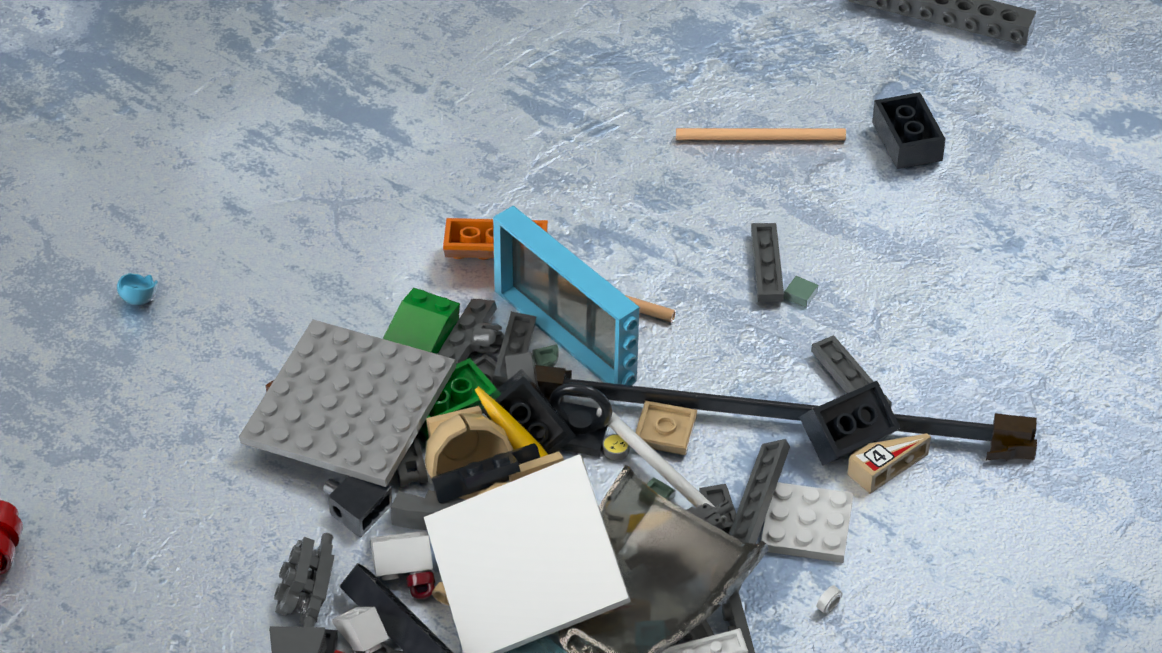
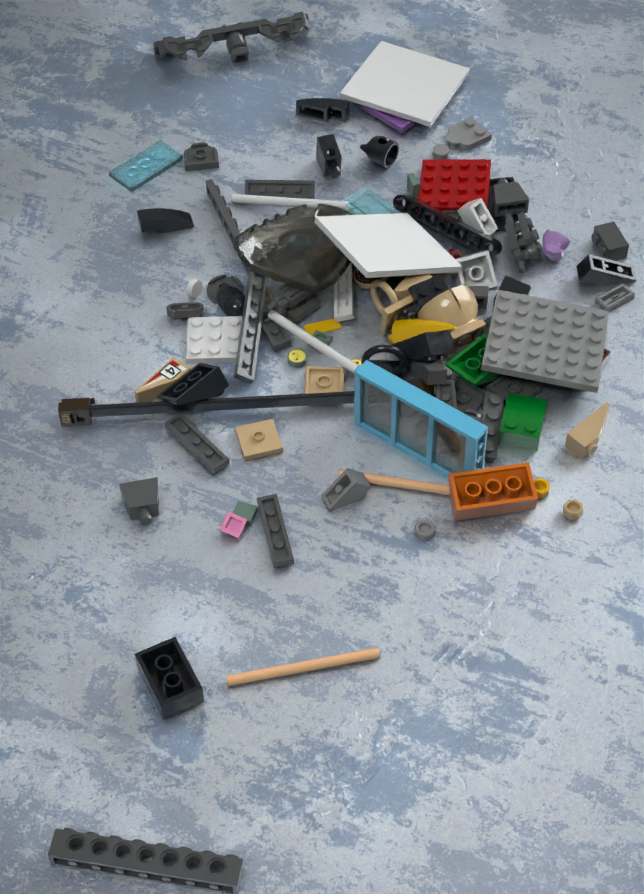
camera: 170 degrees right, 5 degrees up
(171, 566) = (610, 241): none -> dark grey brick
(207, 517) = (600, 271): none -> black slope
(211, 491) = (617, 299): none -> light grey tile
(257, 571) = (554, 245): none -> lavender hair
(344, 303) = (586, 435): none -> tan slope
(403, 230) = (573, 509): none -> tan tile
(432, 258) = (542, 487): none -> yellow tile
(586, 241) = (424, 530): none -> light grey tile
(669, 287) = (346, 489): none -> light grey slope
(695, 473) = (297, 358): none -> tile
(768, 374) = (258, 439): none -> tan plate
(775, 567) = (231, 301): none -> black cap
(782, 600) = (221, 281): none -> dark grey tile
(816, 272) = (233, 525): none -> bright pink plate
(847, 563) = (182, 310): none -> dark grey plate
(929, 318) = (141, 499): none -> dark grey torso

